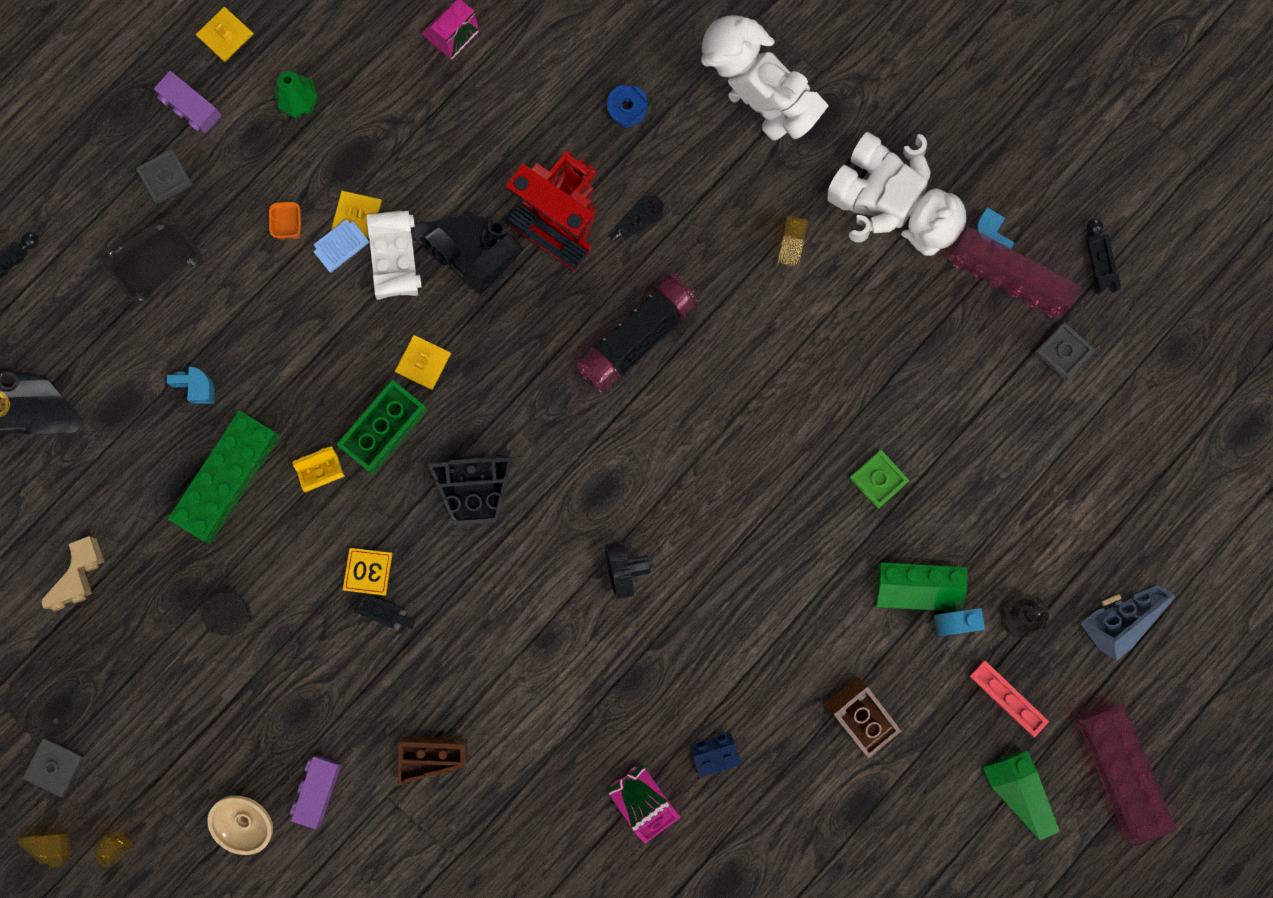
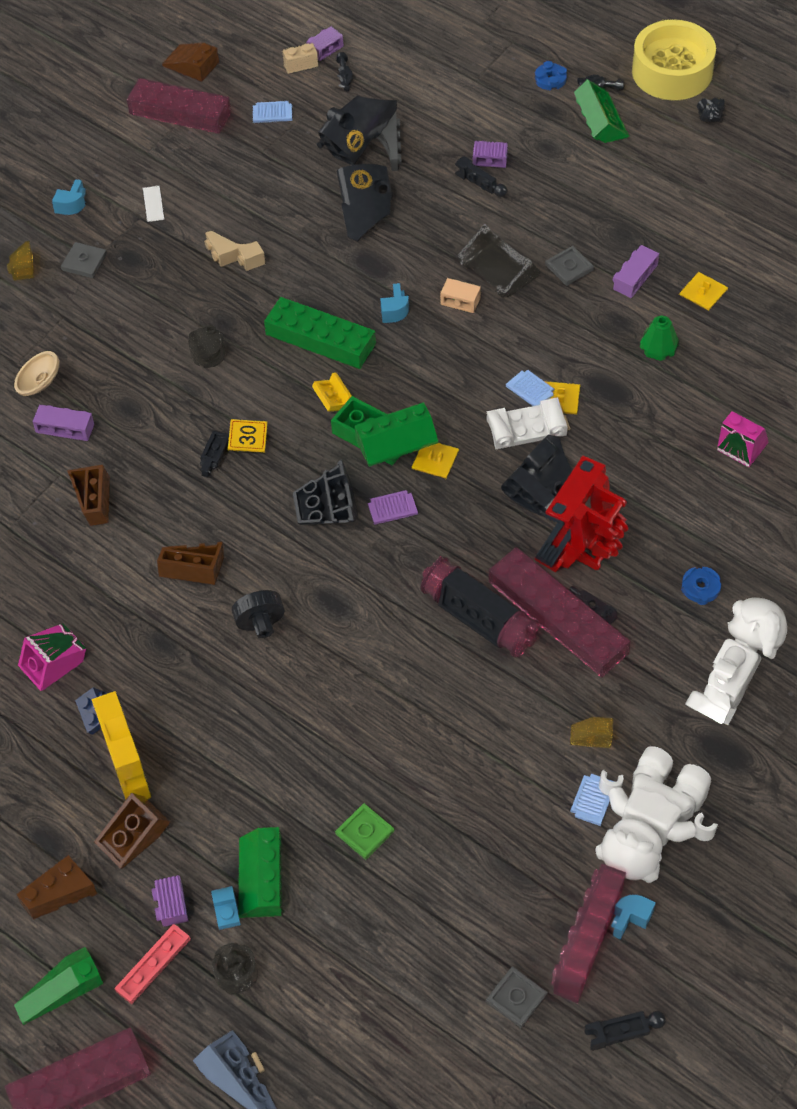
camera: 90 degrees right, 25 degrees down
(112, 849) = (20, 300): clear yellow slope -> none
(191, 306) = (460, 295): none -> light nougat brick
(285, 220) = (544, 347): orange piece -> none
(407, 397) = (396, 434): none -> green slope
(483, 416) = (392, 507): none -> medium lavender window
(541, 642) = (191, 563): none -> reddish brown wedge
(646, 254) = (559, 612): none -> clear pink brick
(788, 723) = (120, 745): none -> yellow tile
(864, 255) = (590, 802): none -> light blue window
(924, 796) = (55, 888): none -> reddish brown wedge
(945, 678) = (170, 901): none -> medium lavender brick

